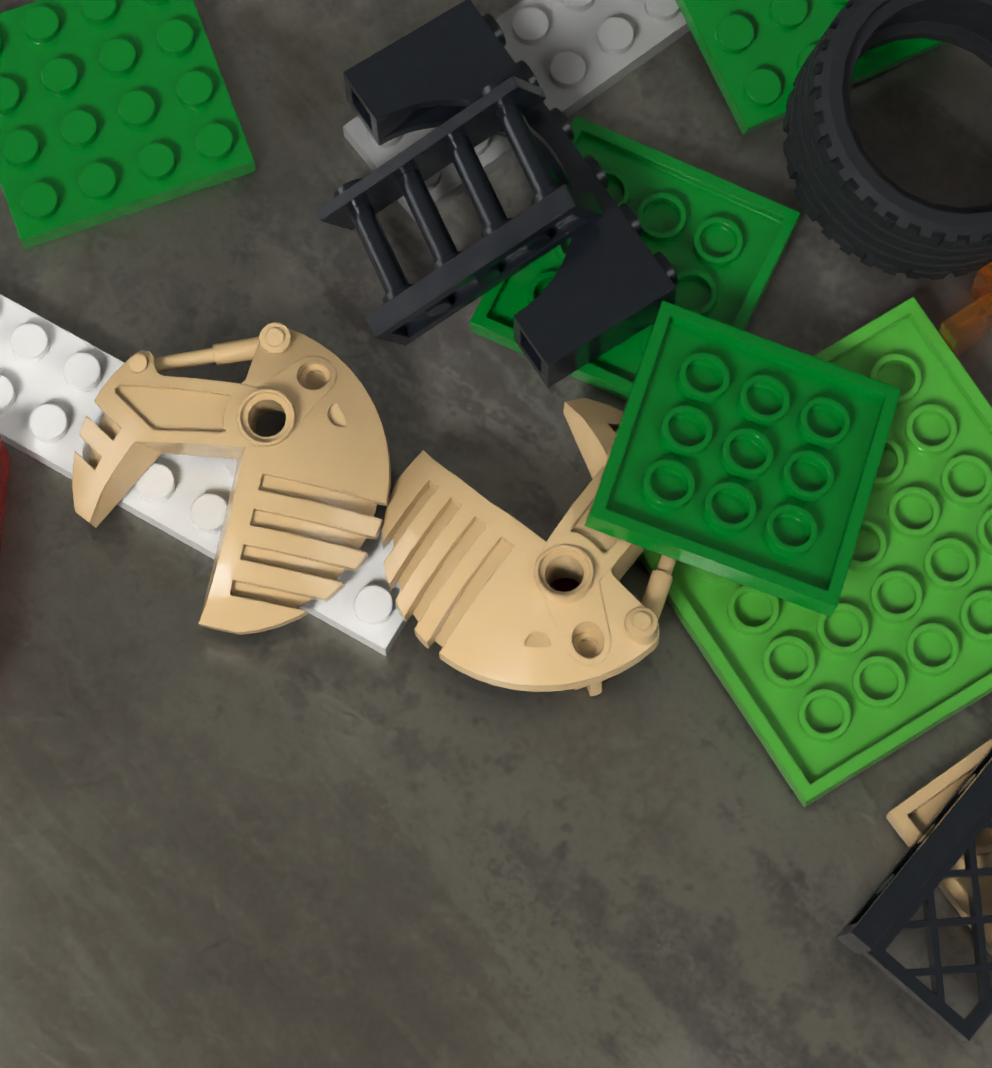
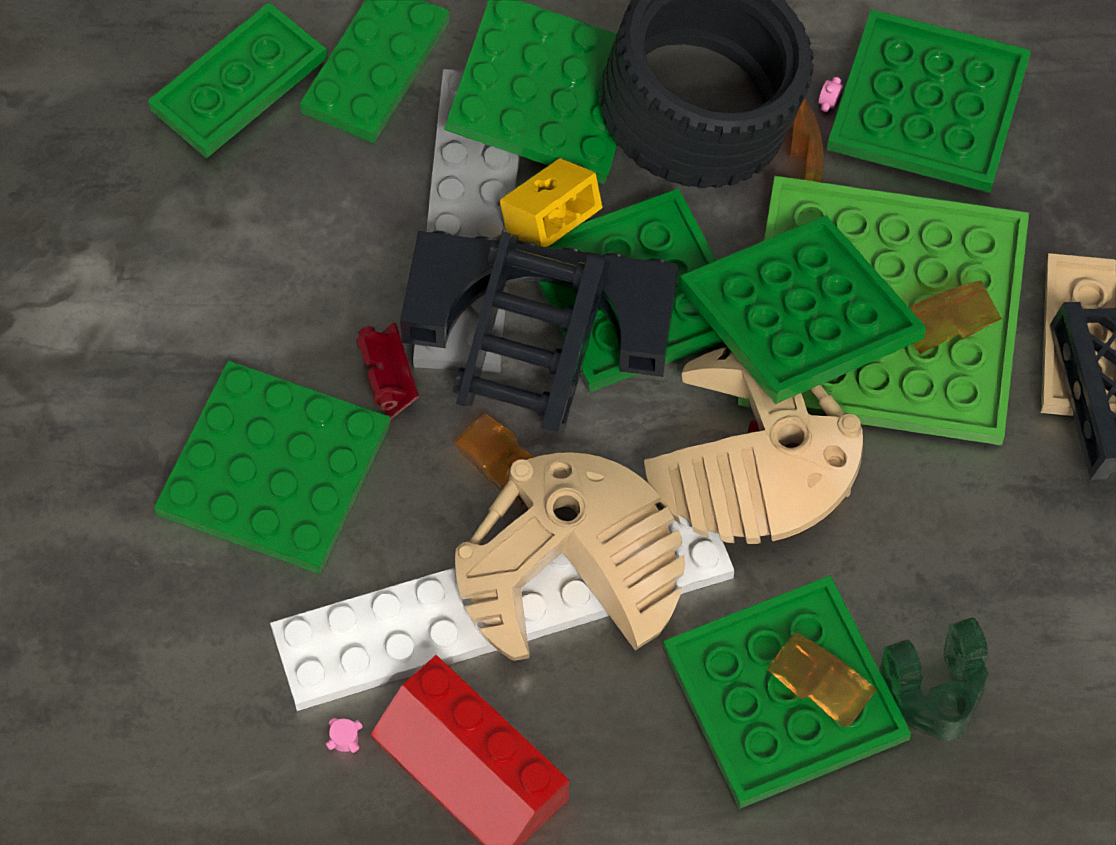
camera: 50 degrees left, 10 degrees down
(288, 816) = (753, 721): none -> green plate
(289, 132) = (390, 370): none -> dark red hinge
(312, 293) = (492, 450): none -> clear orange slope
(318, 842) = (821, 677): none -> clear orange slope
(391, 938) = (965, 659): none -> clear green piece
(648, 101) = (551, 203): none -> yellow brick
(902, 621) = (955, 312): none -> clear orange slope

